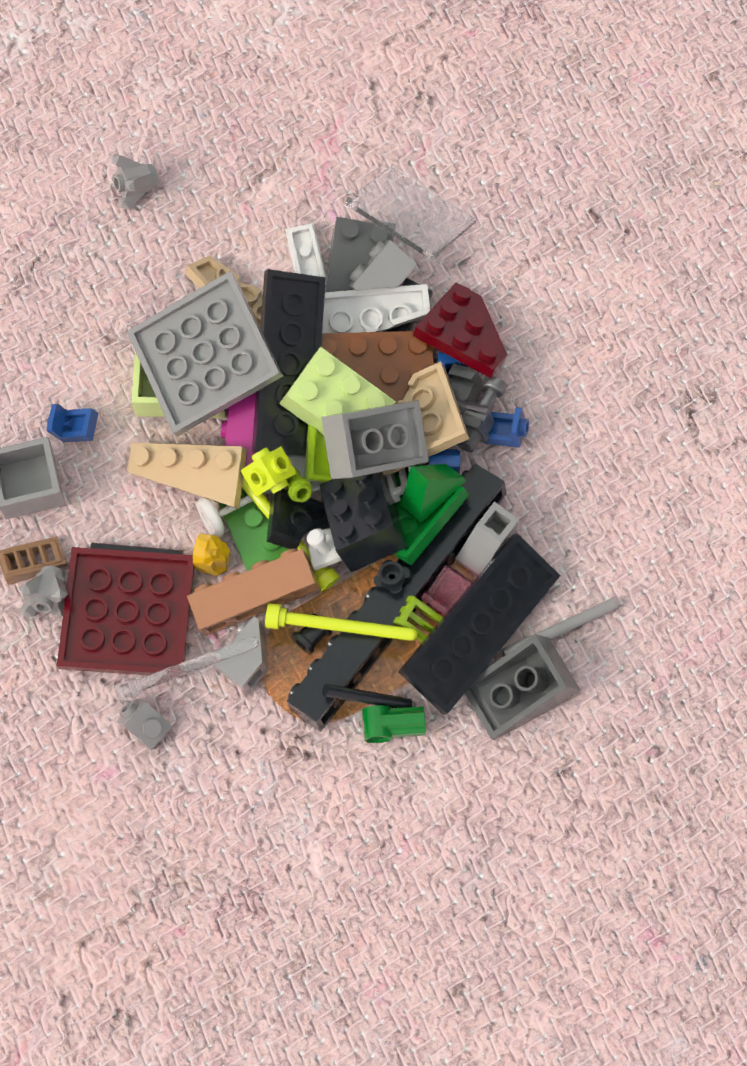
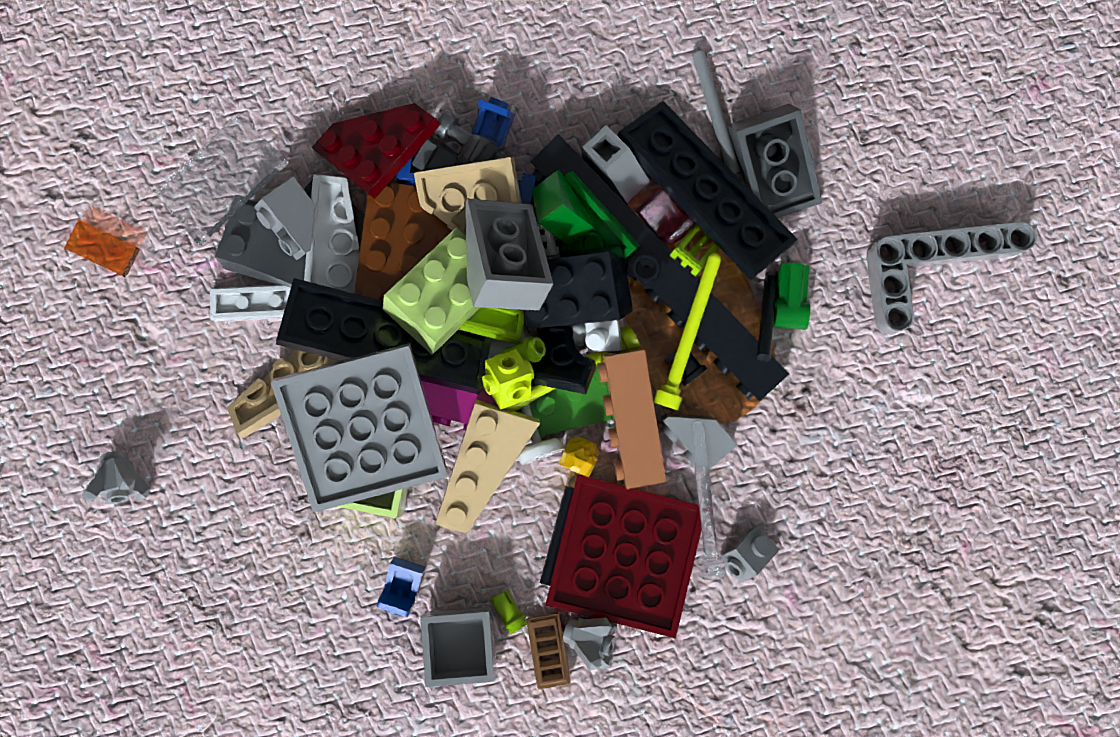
camera: 80 degrees left, 15 degrees up
(61, 519) = (508, 612): none -> lime pin
(333, 133) = (102, 248): none -> clear orange tile
(458, 850) = (934, 253): none -> light grey beam

